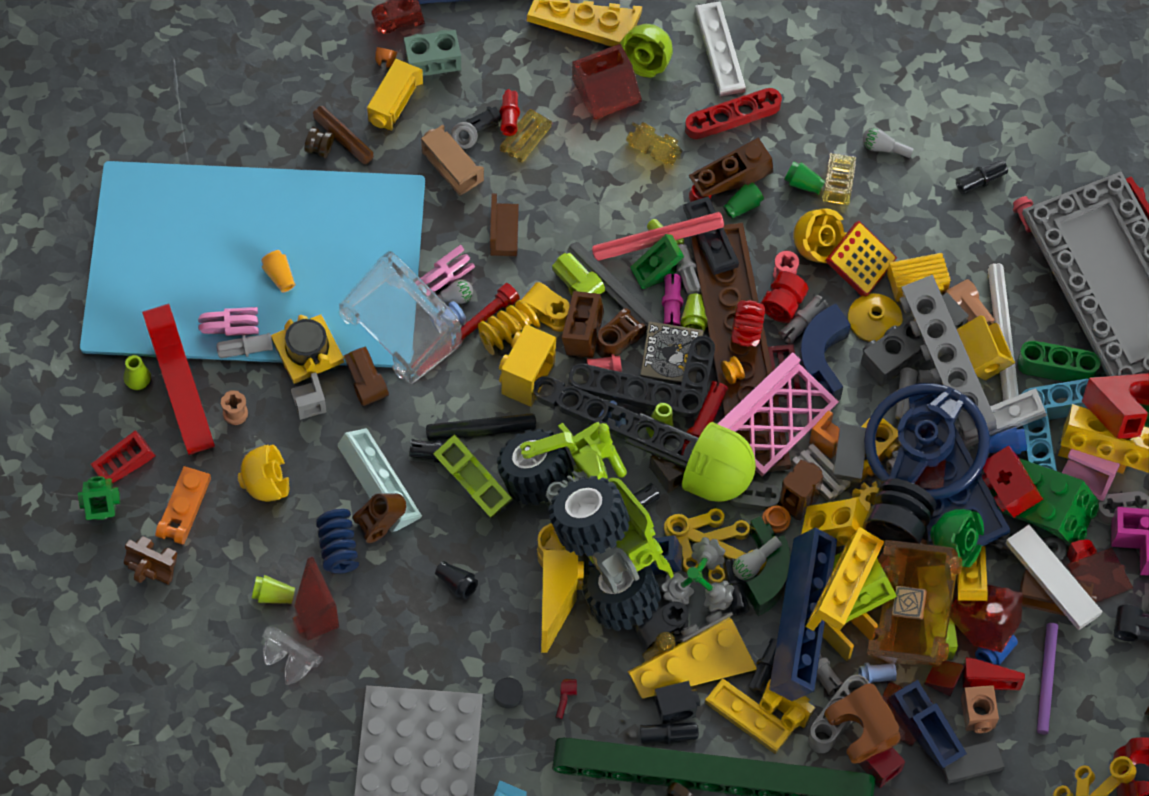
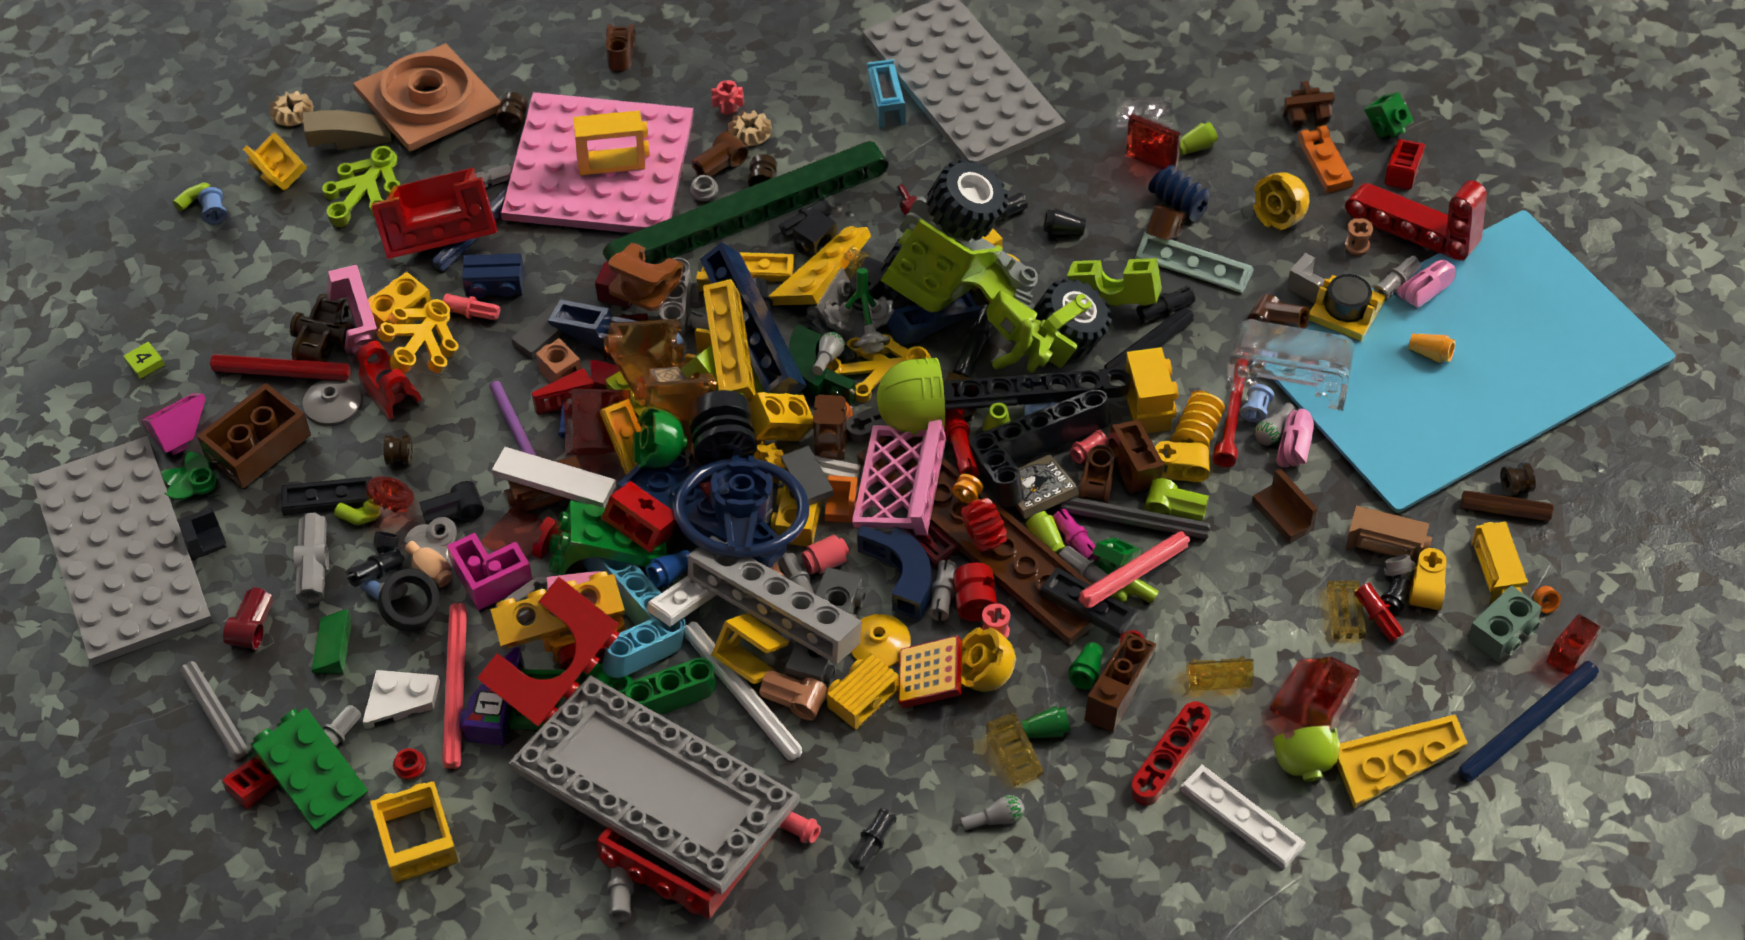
camera: 150 degrees right, 10 degrees down
(455, 109) = (1429, 580): none -> yellow piece
(487, 628) = (1014, 205): none -> black pin
(870, 396) = (825, 553): none -> coral brick

